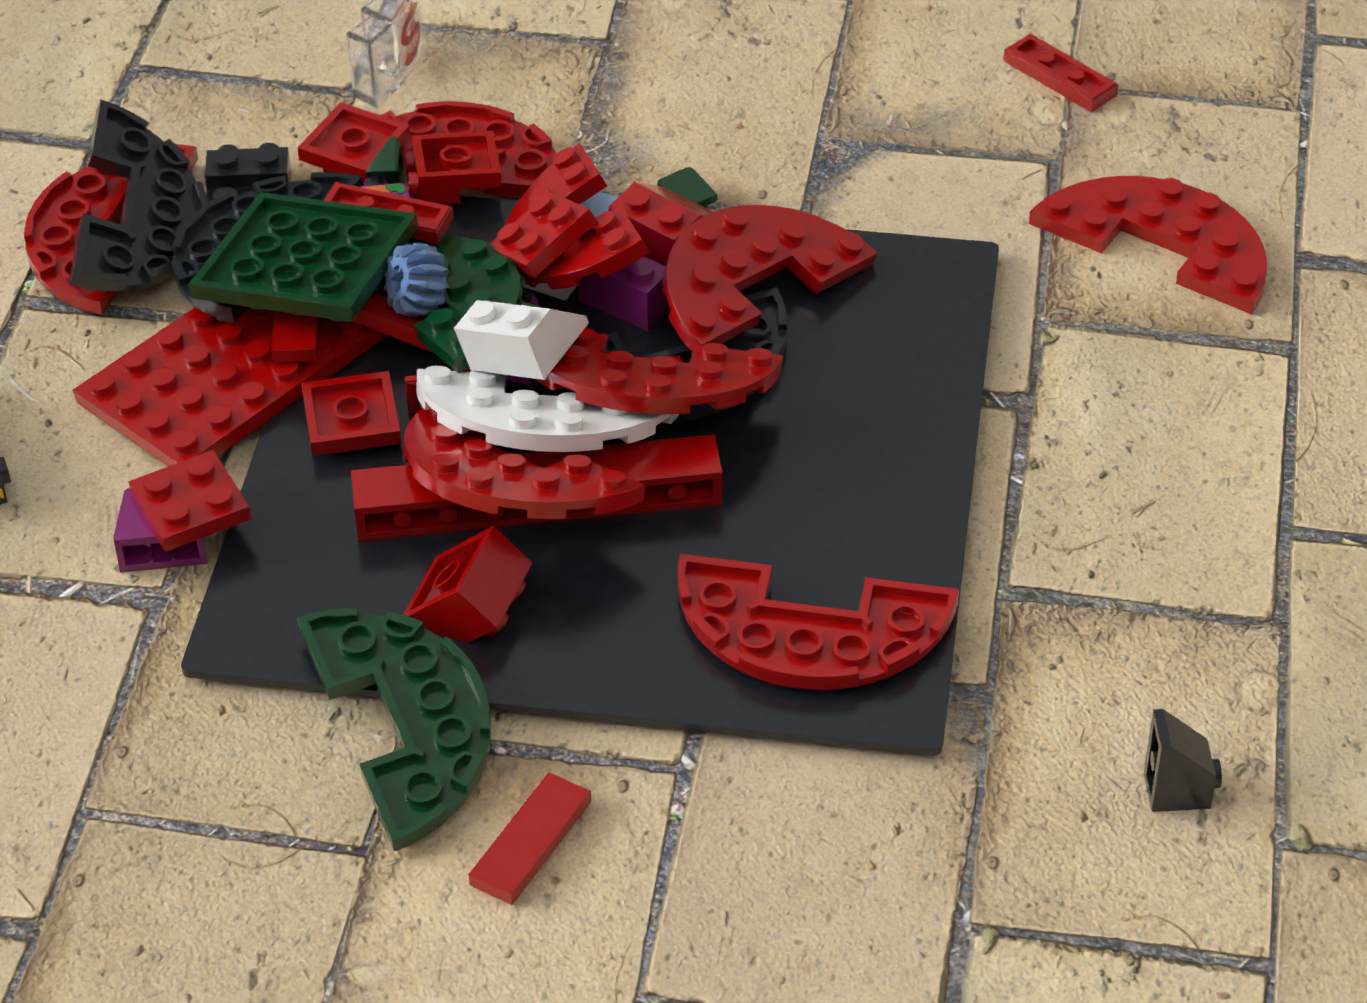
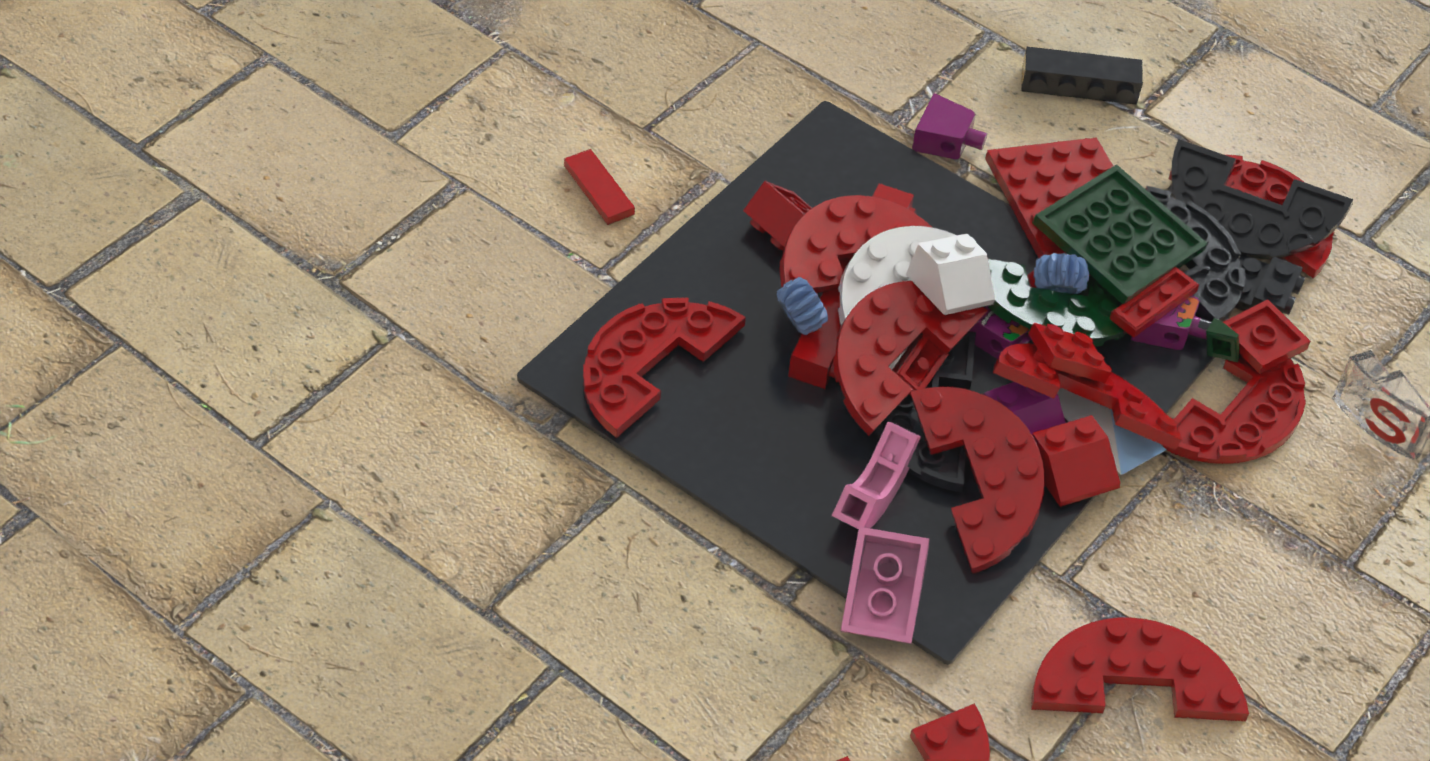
camera: 115 degrees right, 5 degrees up
(189, 500) = (941, 127): red plate -> none
(351, 413) = (989, 227): red plate -> none
(431, 701) = (718, 175): dark green plate -> none
(451, 162) = (1207, 374): red plate -> none
(663, 458) = (802, 305): none -> medium blue gear
(689, 185) = (1118, 507): dark green slope -> none
(847, 354) = (874, 490): none -> bright pink arch
(863, 141) = (1137, 654): none -> red plate
(958, 299) = (885, 585): none -> bright pink slope
(1179, 766) = (404, 457): black slope -> none

